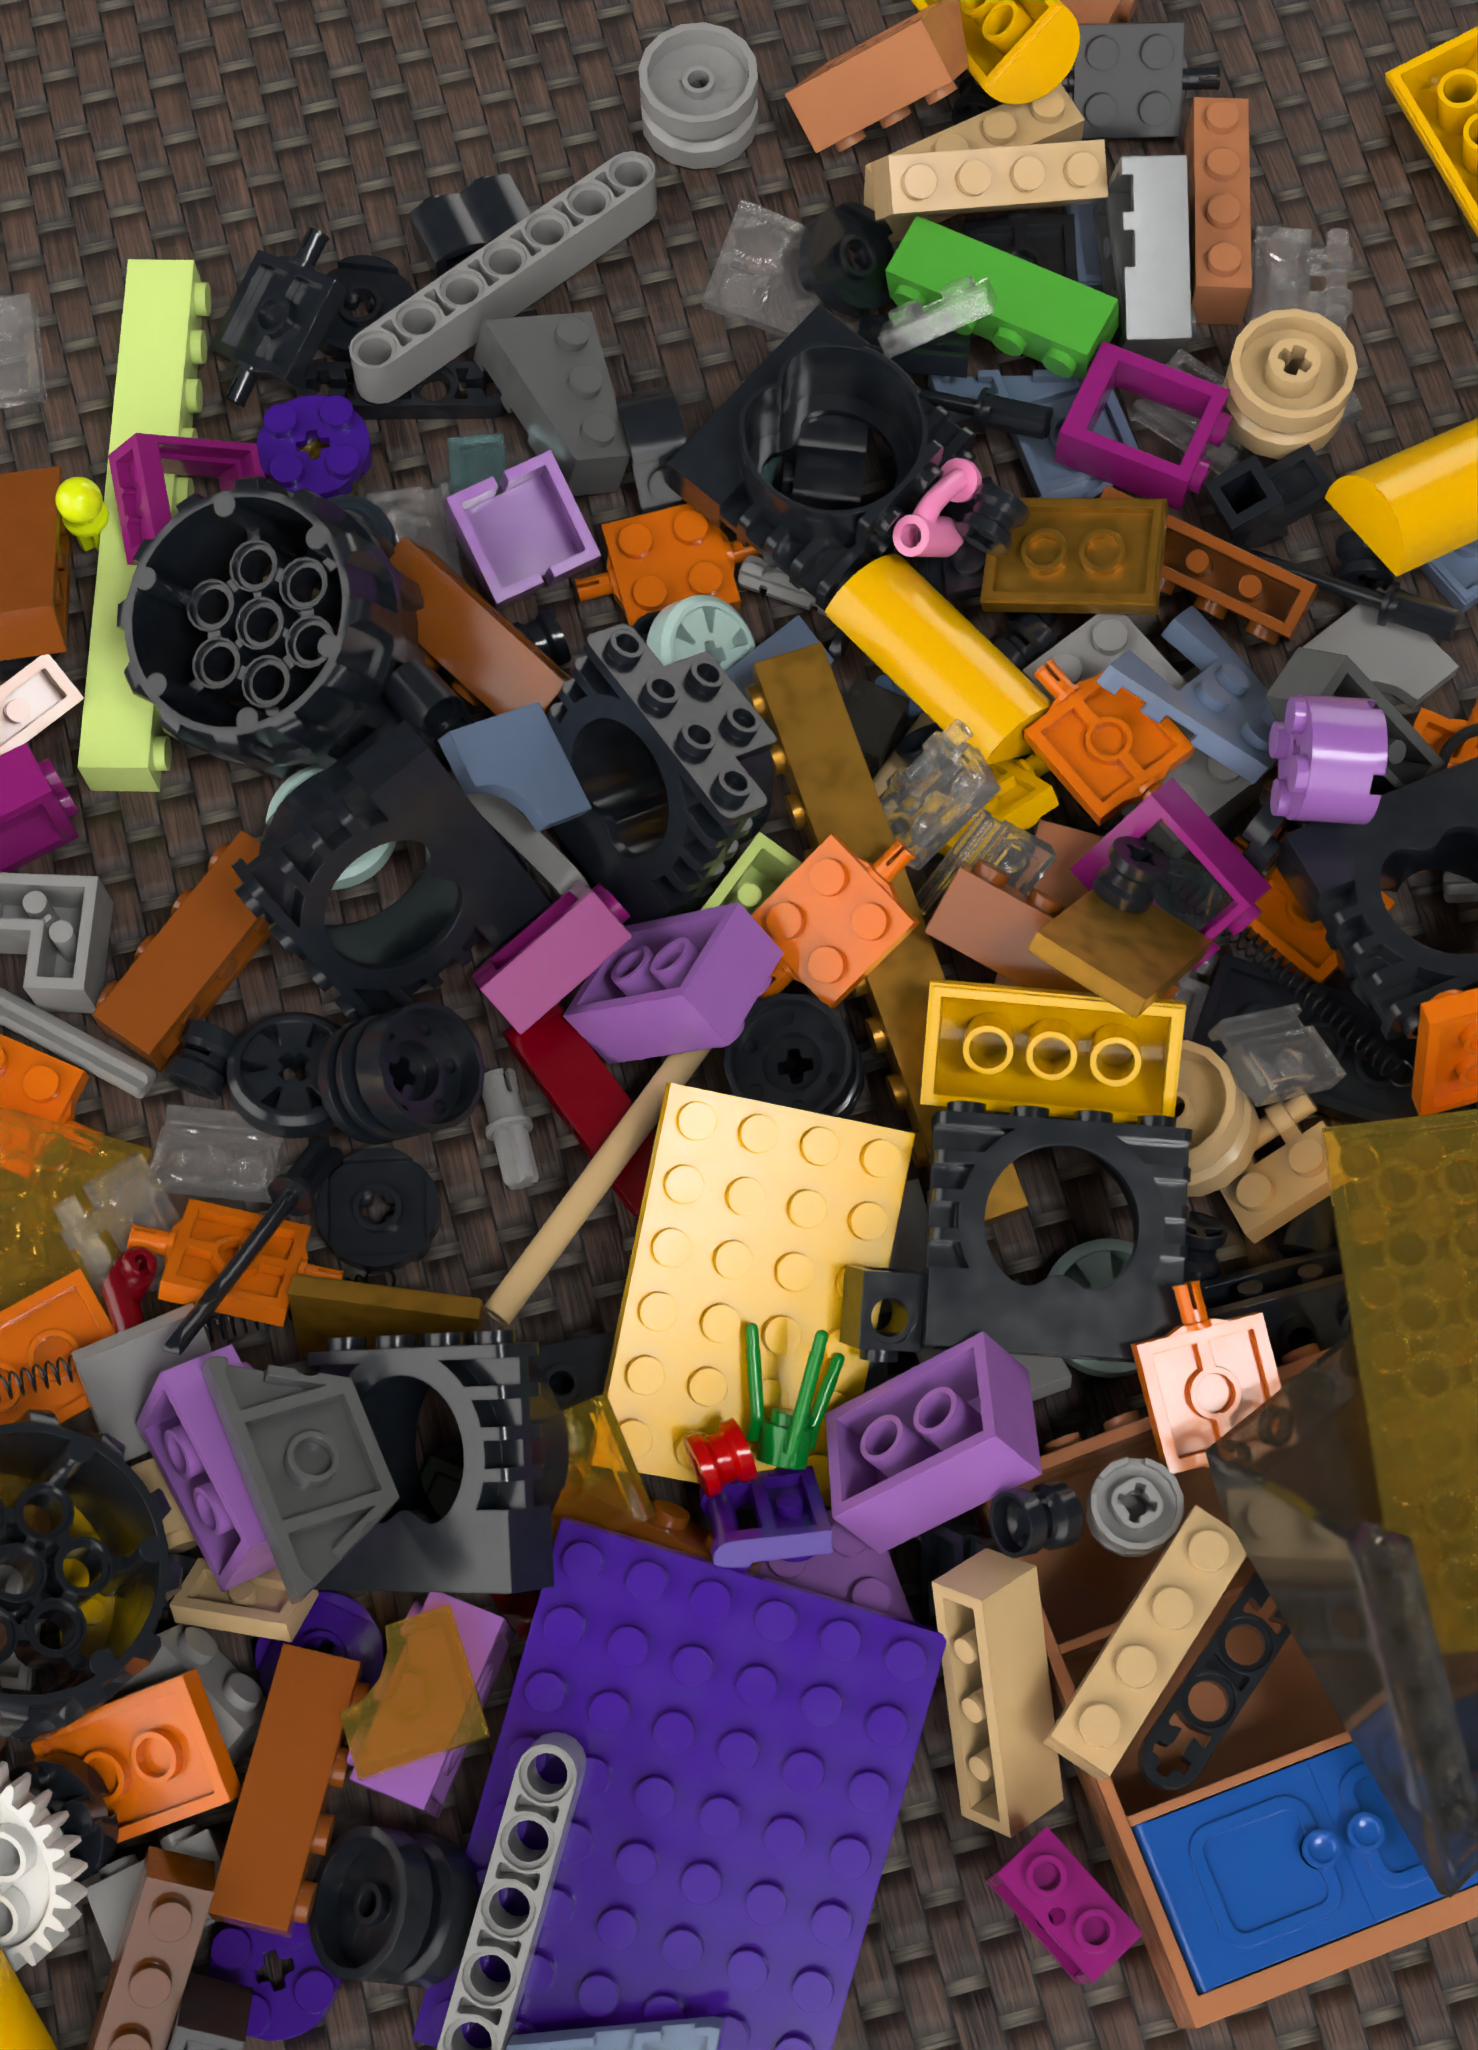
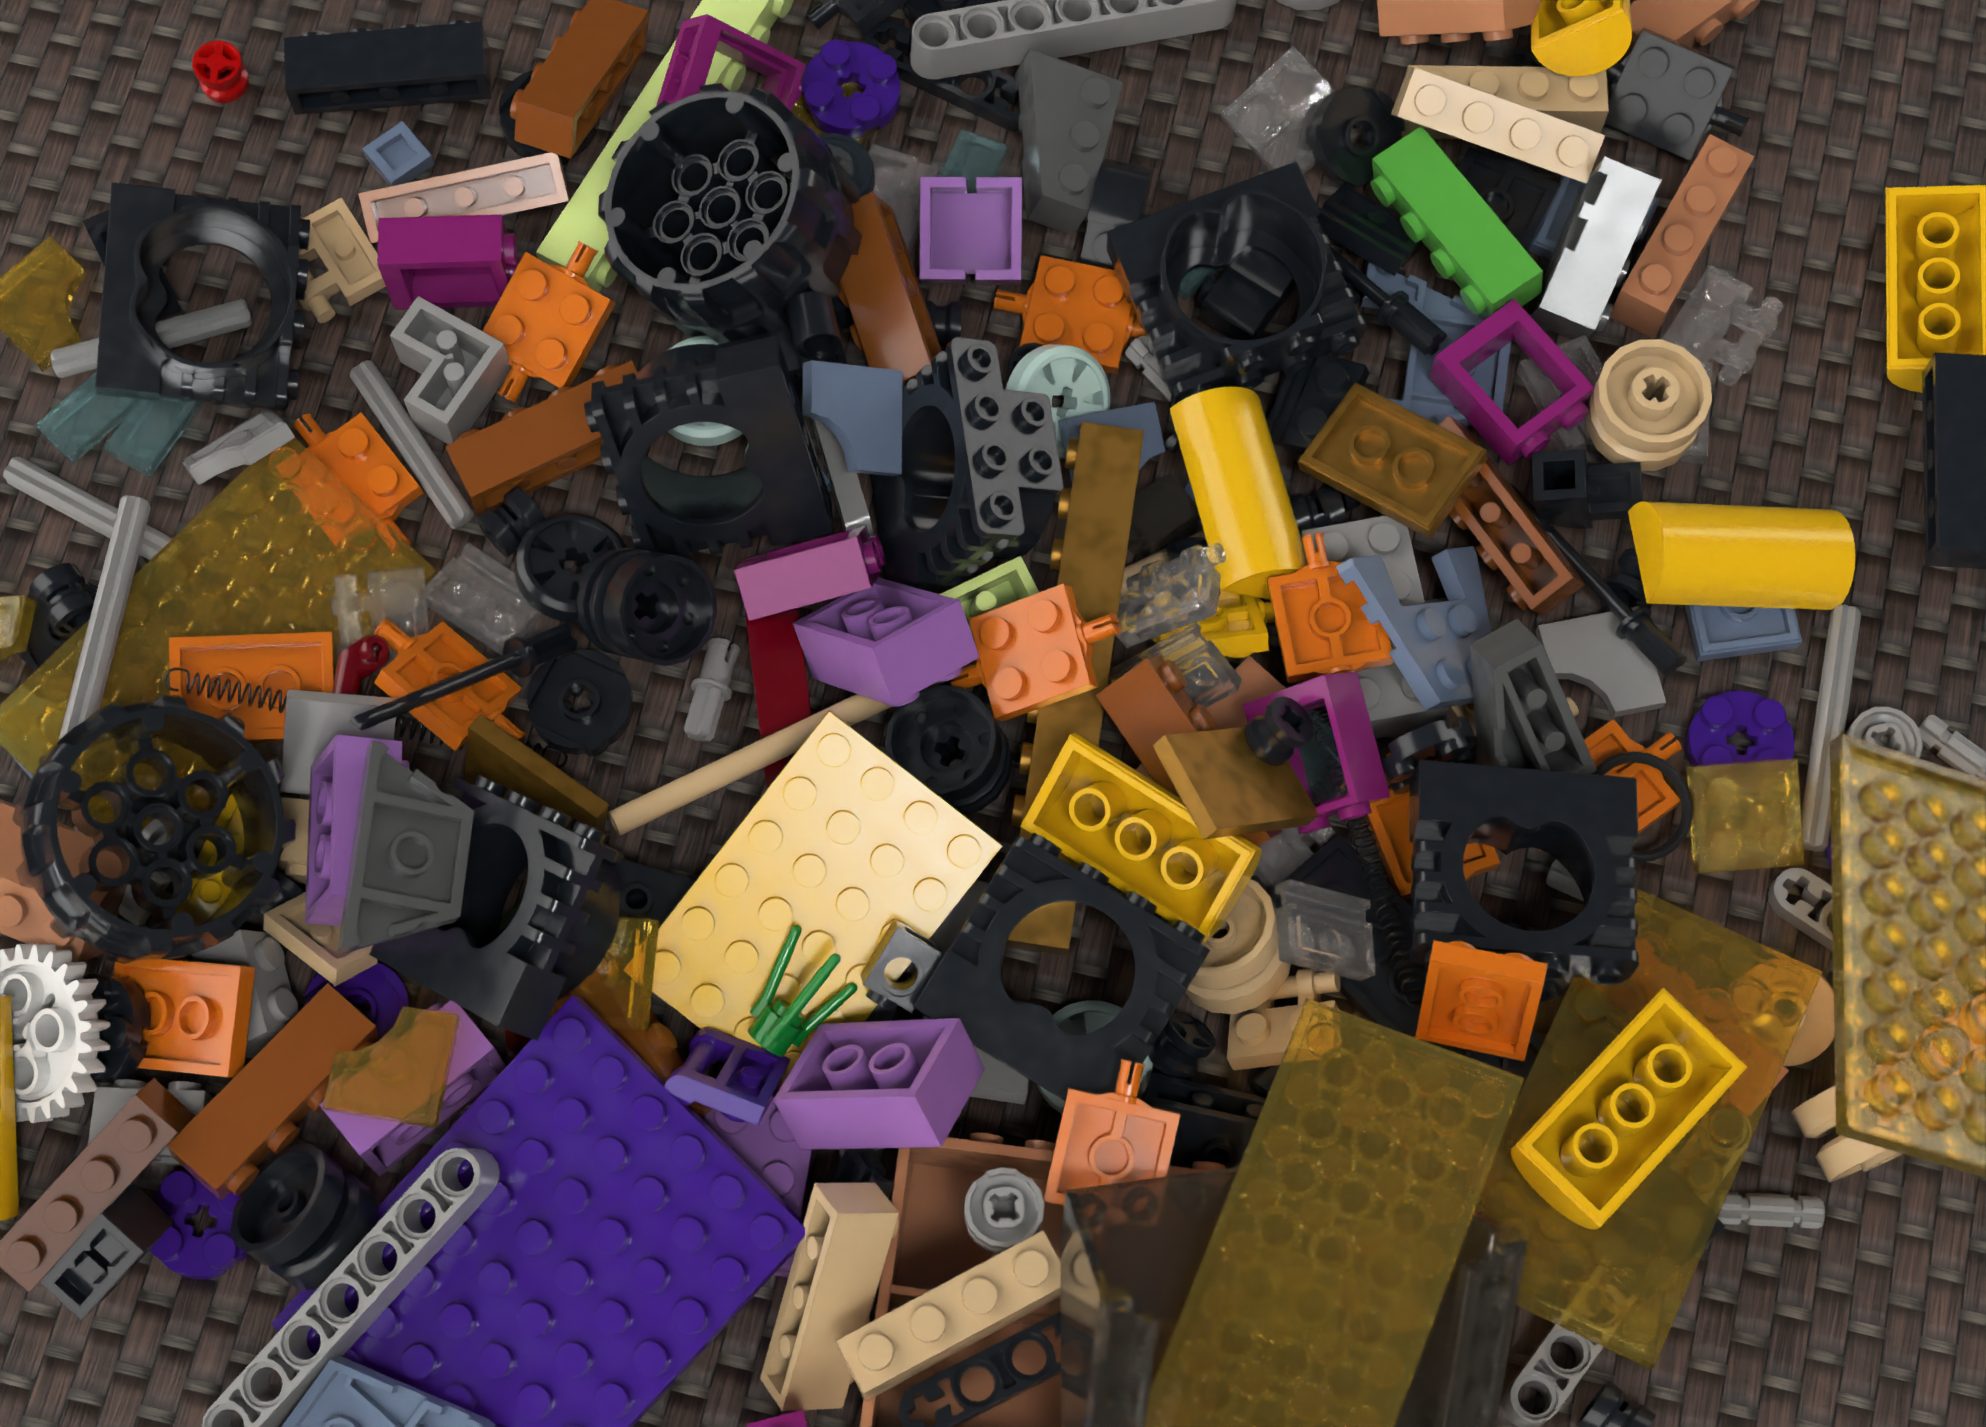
camera: 25 degrees right, 0 degrees up
(82, 510) = (644, 53): neon yellow axle -> none
(129, 831) = (548, 320): none -> orange plate
(720, 1458) = (719, 1014): red wheel -> none
(917, 324) = (1369, 215): clear plate -> none
(927, 532) = (1285, 389): bright pink plant -> none
(992, 519) = (1338, 399): black wheel -> none
(1035, 1519) = (921, 1179): black wheel -> none
(1328, 759) = (1477, 716): medium lavender brick -> none

